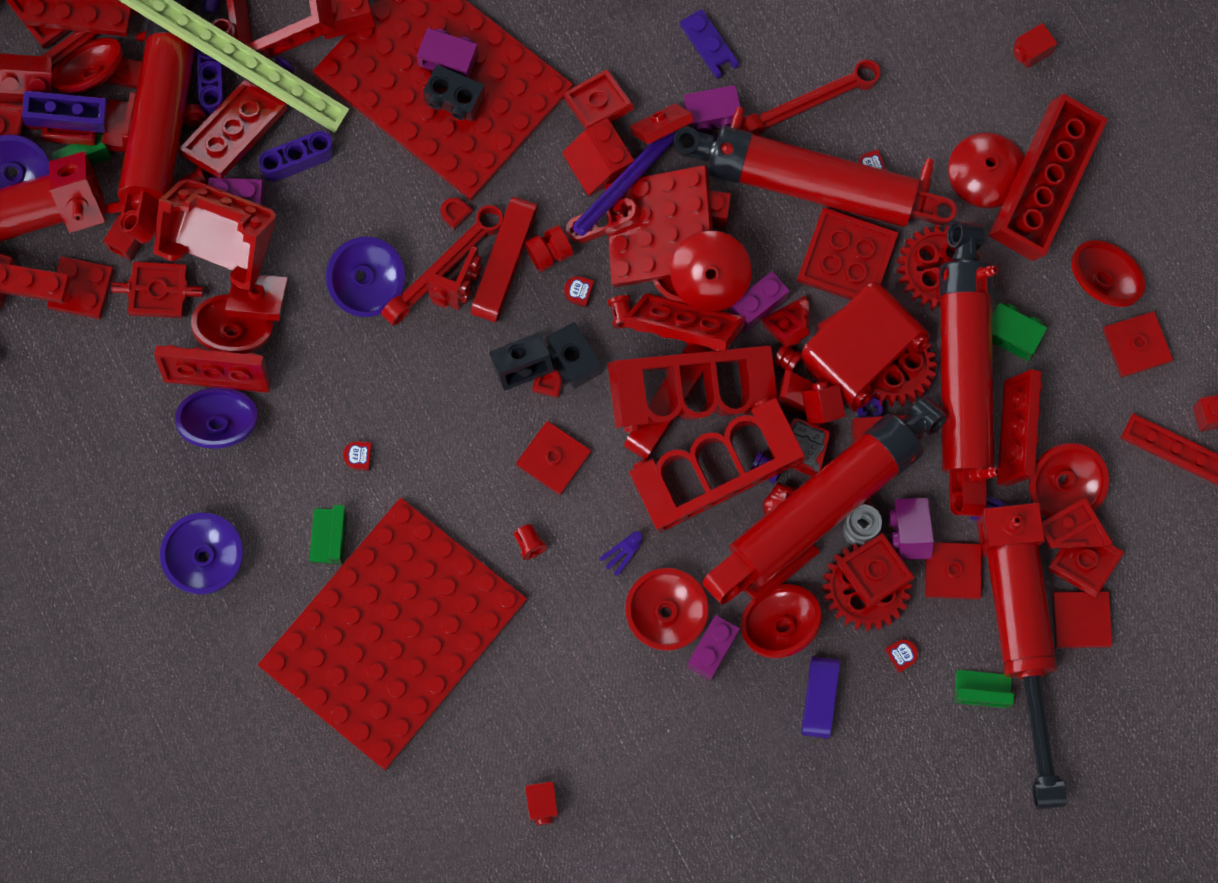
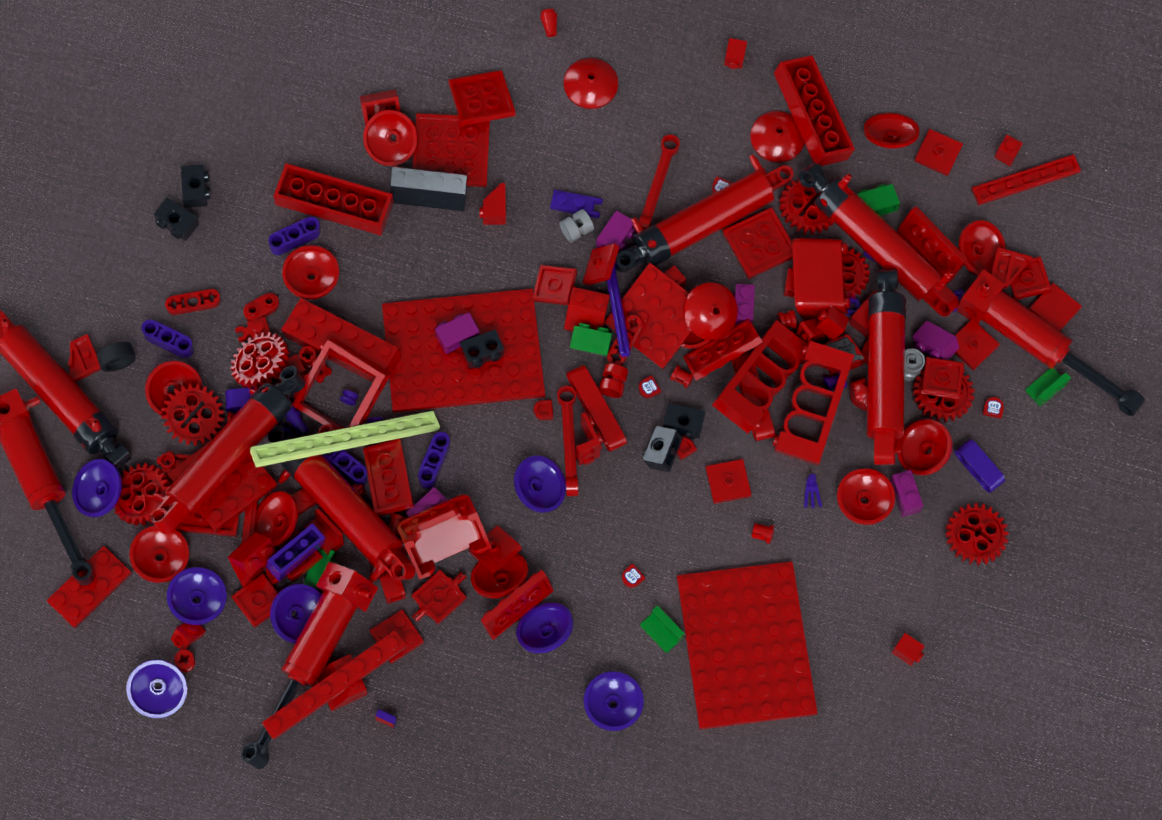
camera: 50 degrees left, 5 degrees down
(284, 18) = (349, 397): none -> dark purple bush
(570, 187) = (591, 340): none -> green brick
(673, 60) = (570, 228): none -> light grey wheel
(764, 755) = (969, 548): none -> red gear
(790, 322) = (769, 301): red wing -> none

